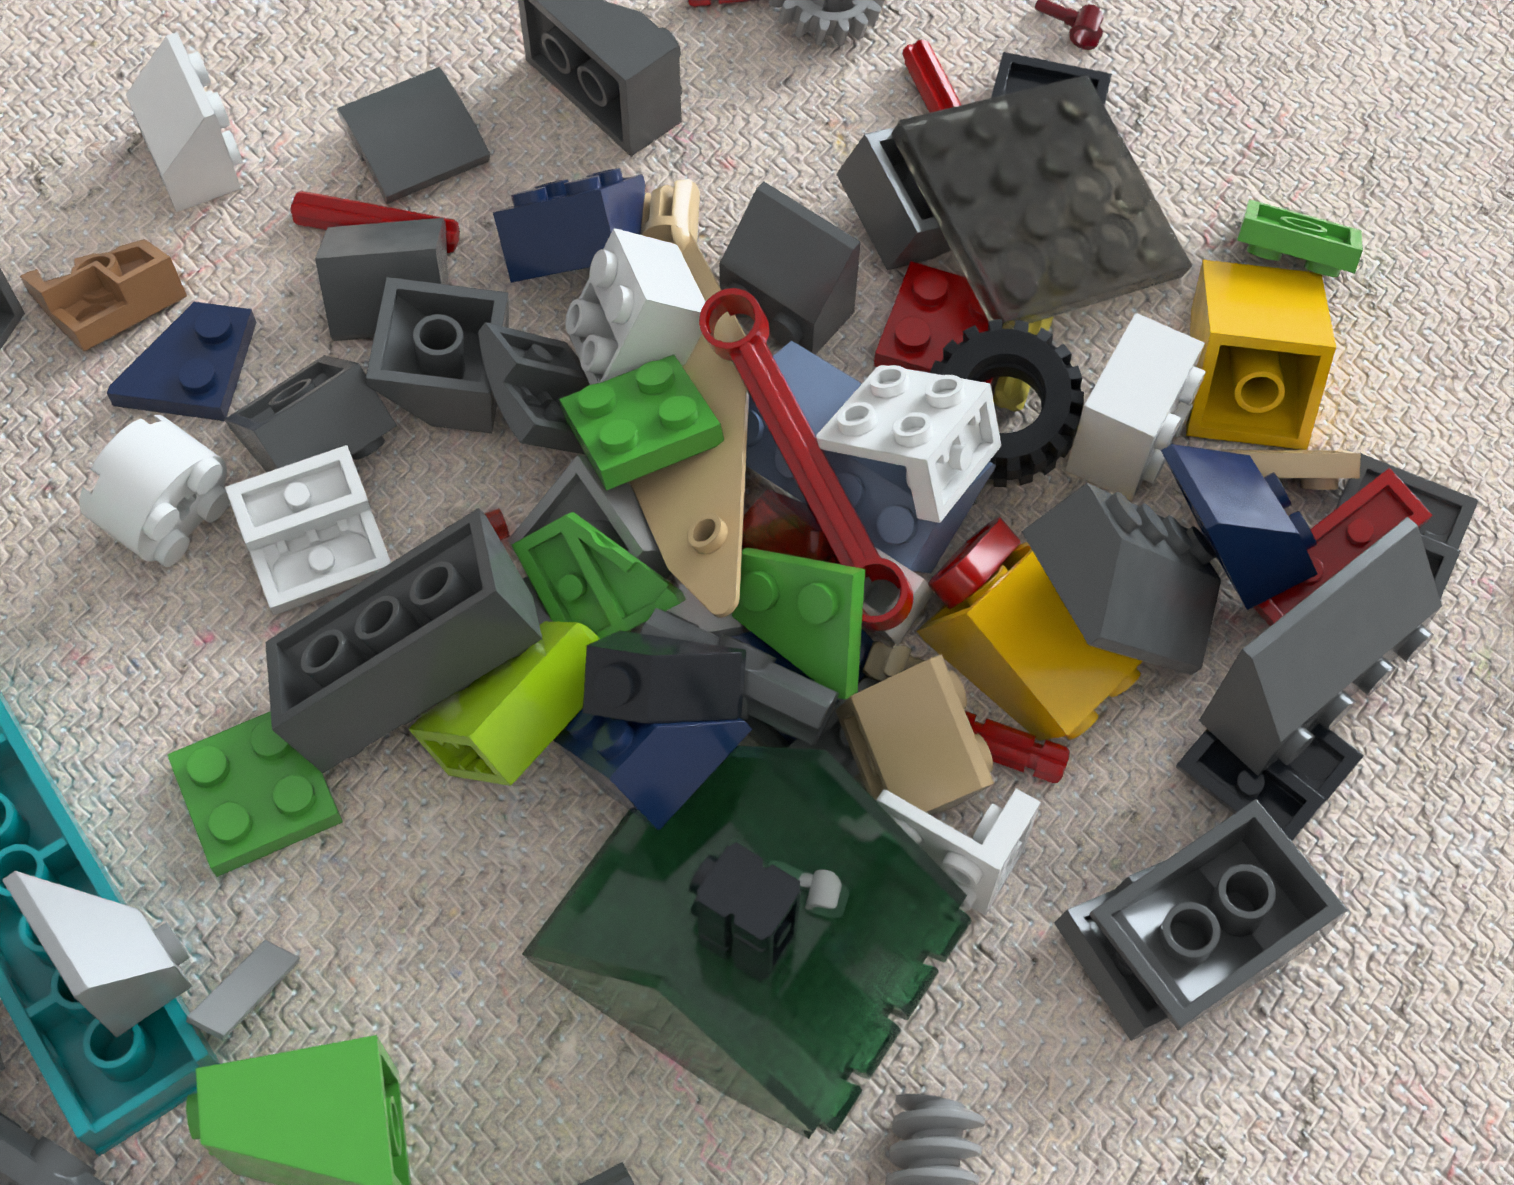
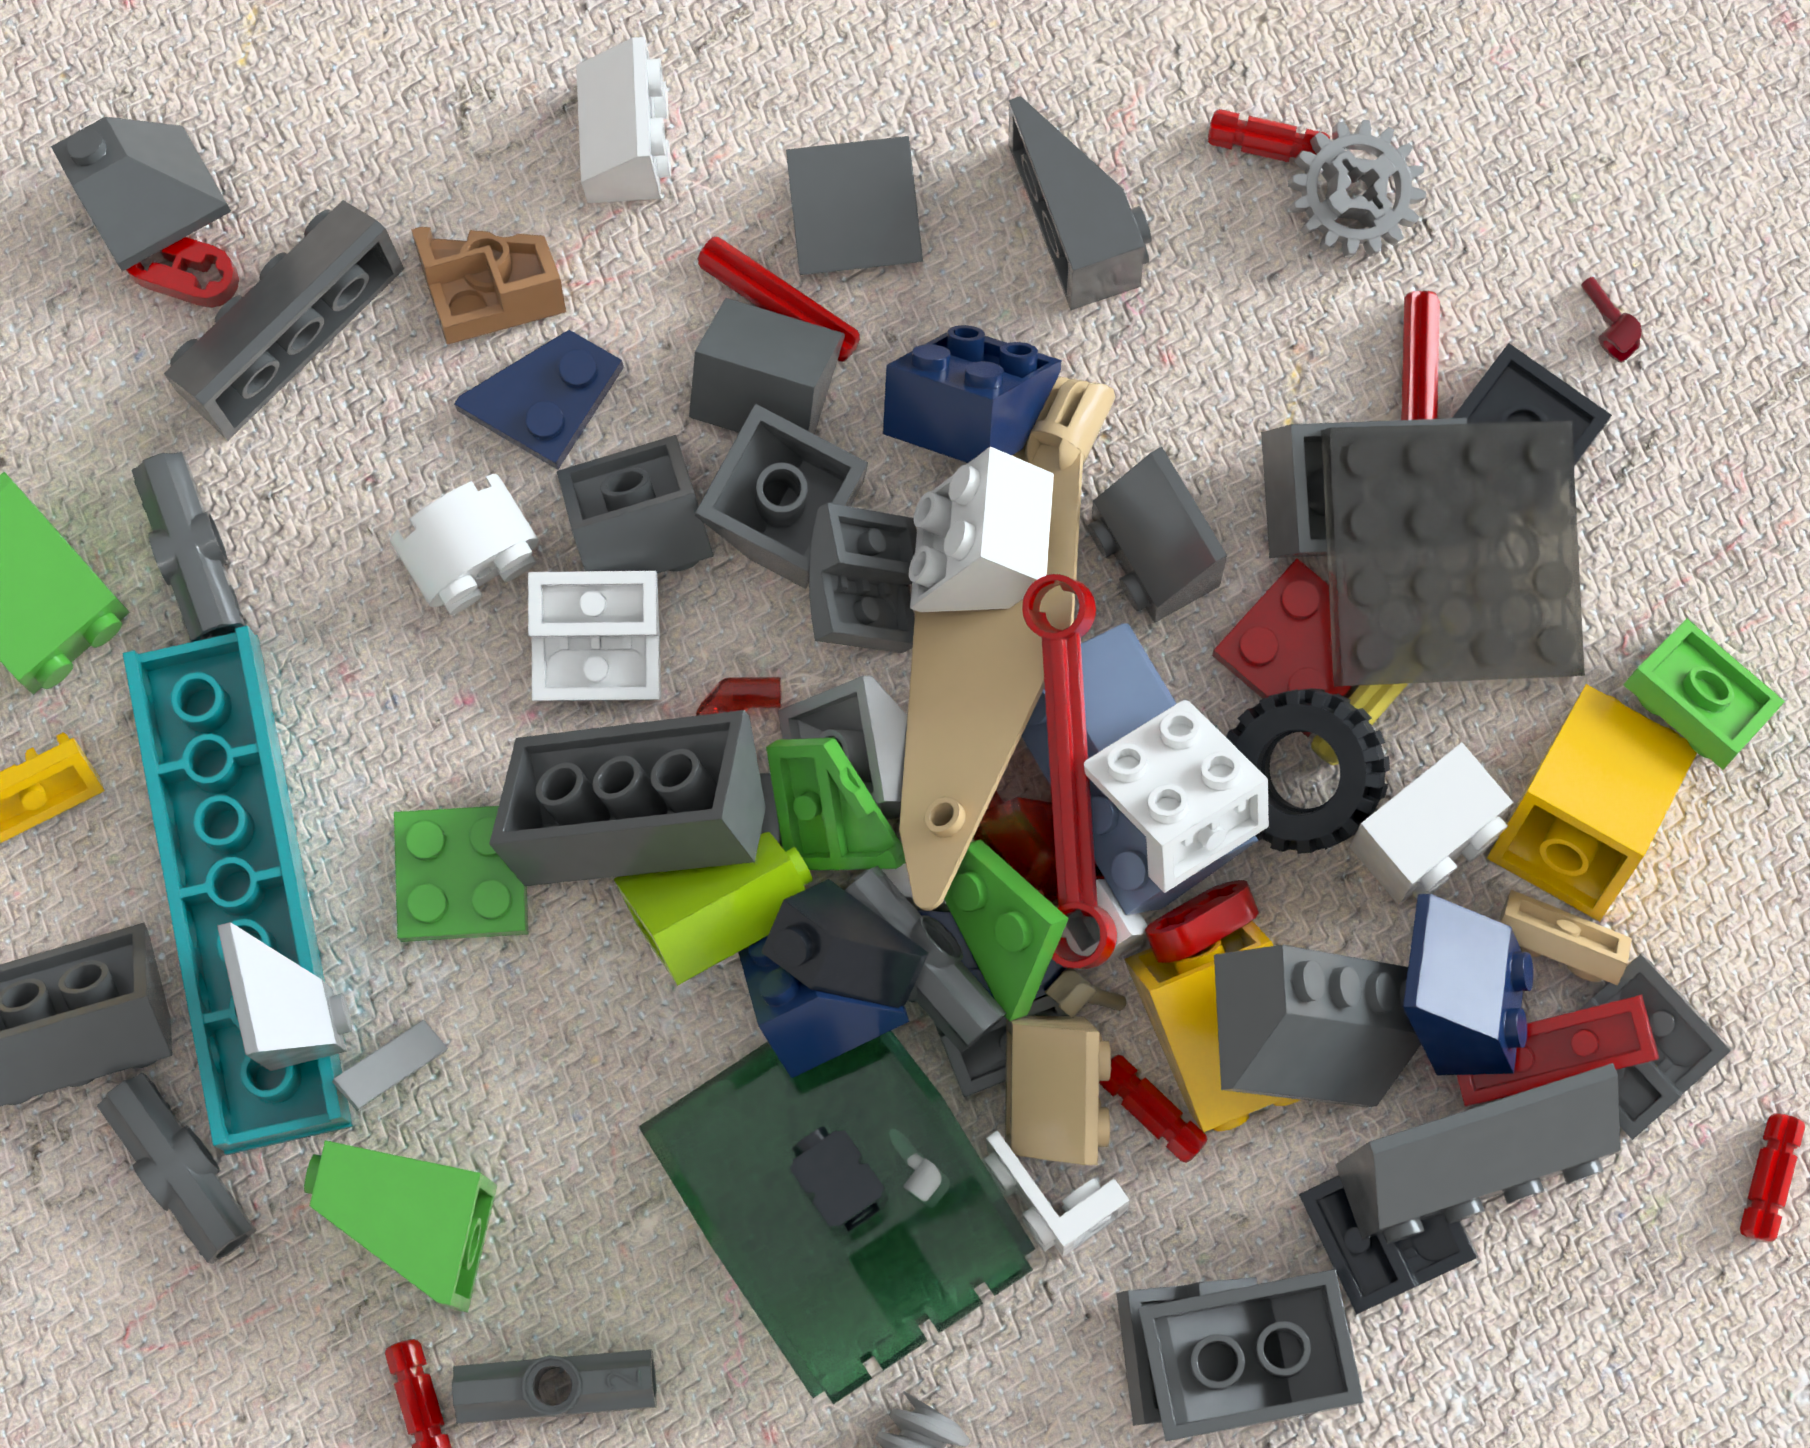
camera: 30 degrees right, 15 degrees up
(641, 421) = (936, 664): bright green plate -> none

